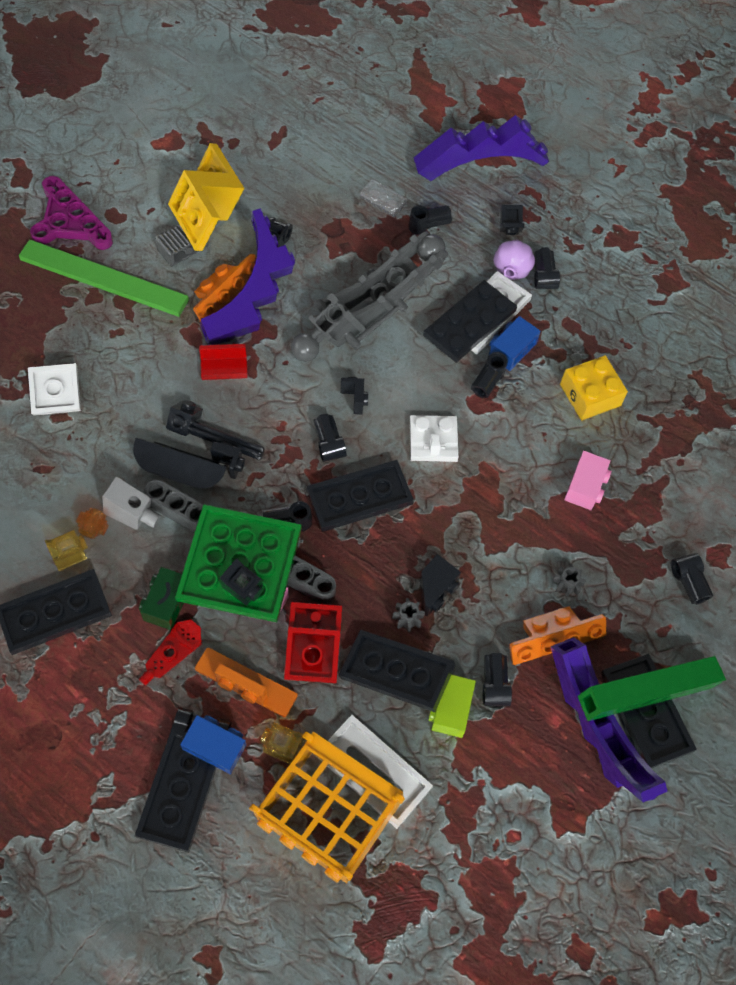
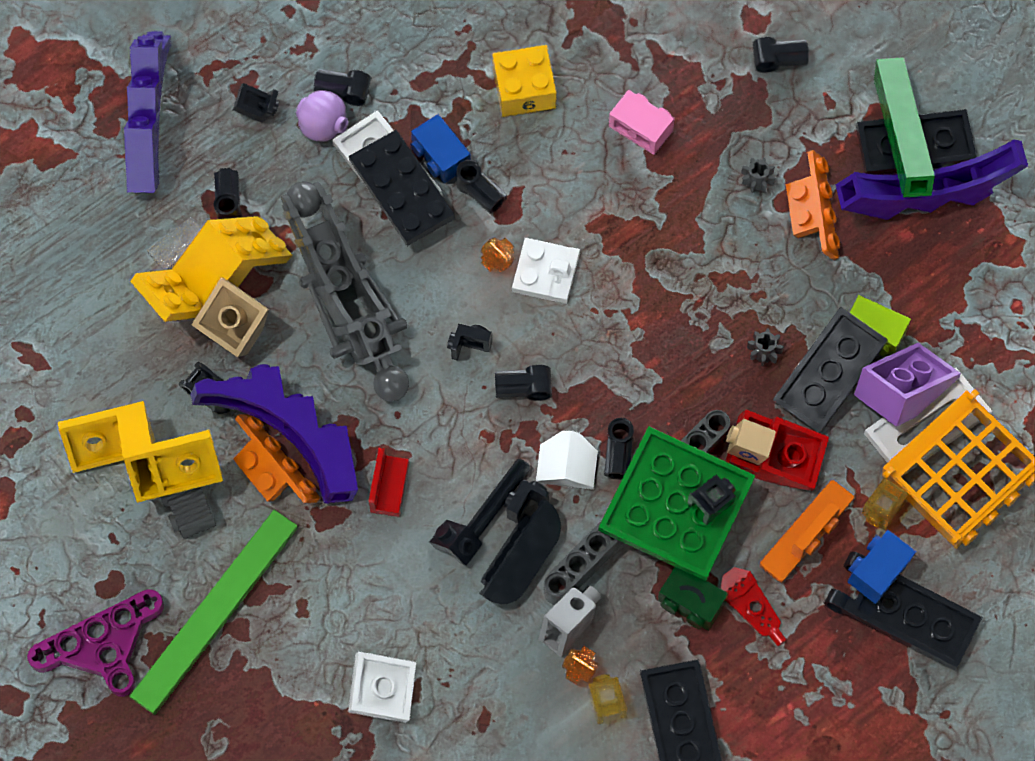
camera: 70 degrees left, 5 degrees up
(270, 485) = (567, 461): none -> white slope
(308, 610) = (750, 441): none -> tan brick
(324, 232) = (231, 318): none -> tan slope
(359, 495) = (605, 366): black plate -> none
(360, 212) = (219, 250): none -> yellow bracket
(403, 739) = (904, 383): none -> medium lavender slope
(434, 398) = (497, 254): none -> clear orange gear
(436, 582) = (733, 310): black slope -> none
(496, 687) = (864, 279): black piece -> none

